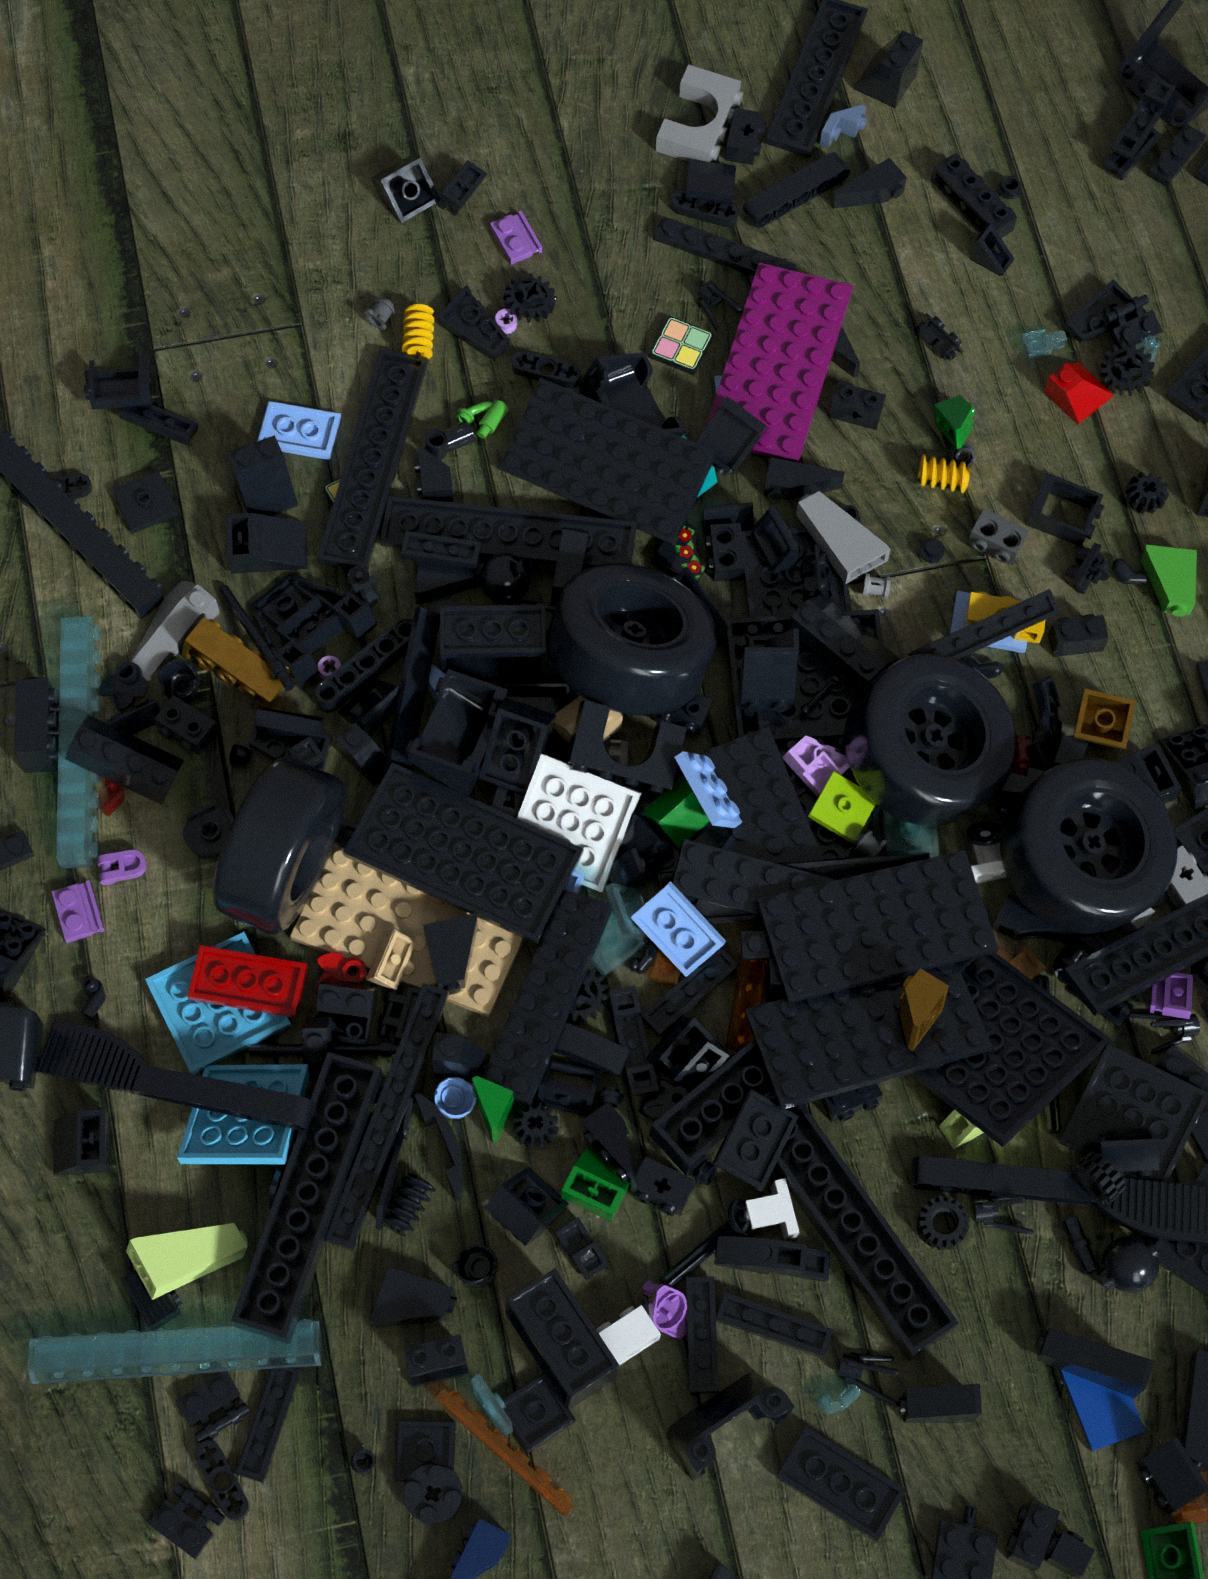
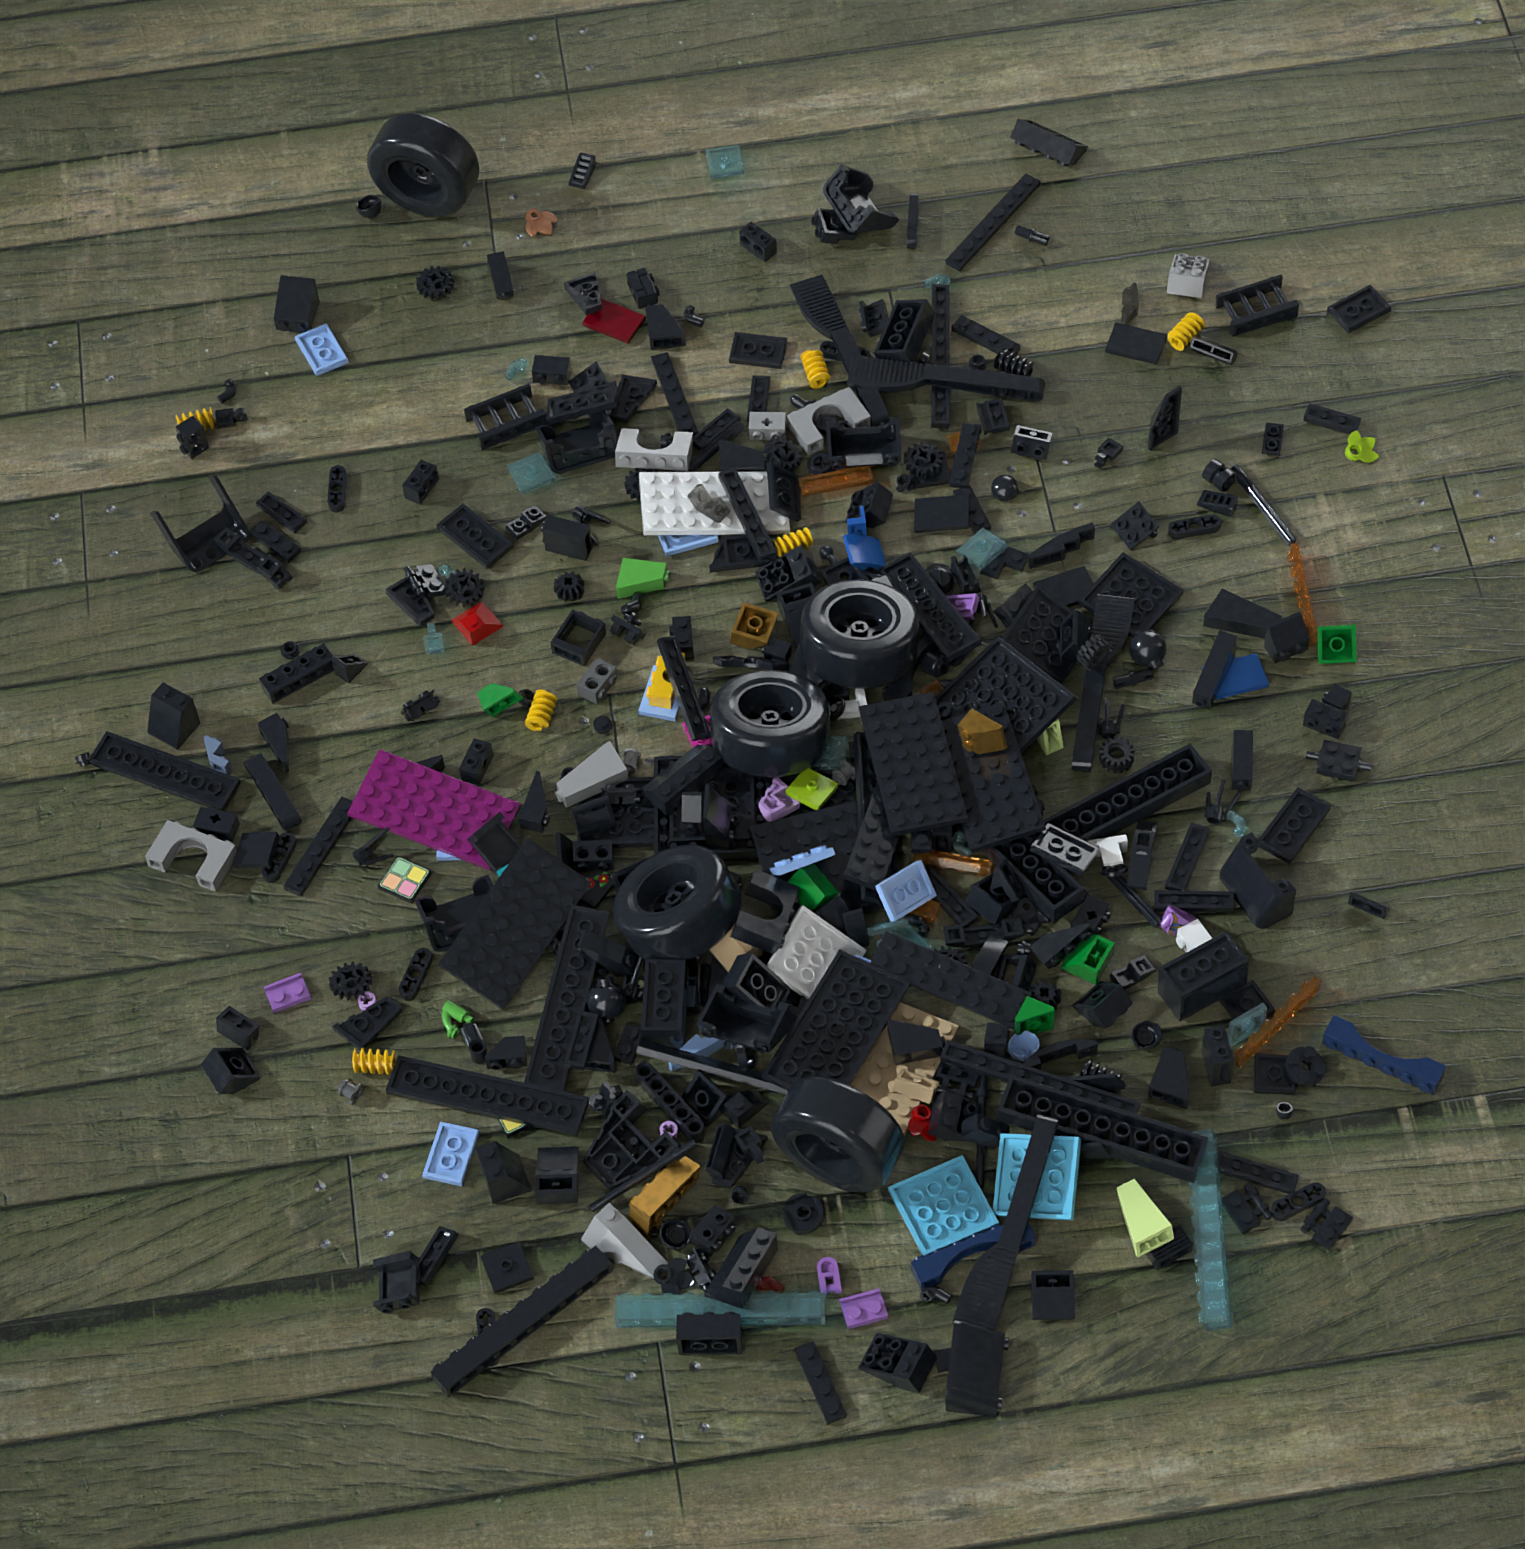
camera: 80 degrees left, 10 degrees down
(127, 994) = (932, 1268): none -> dark blue arch
(247, 981) = (931, 1179): red plate -> none

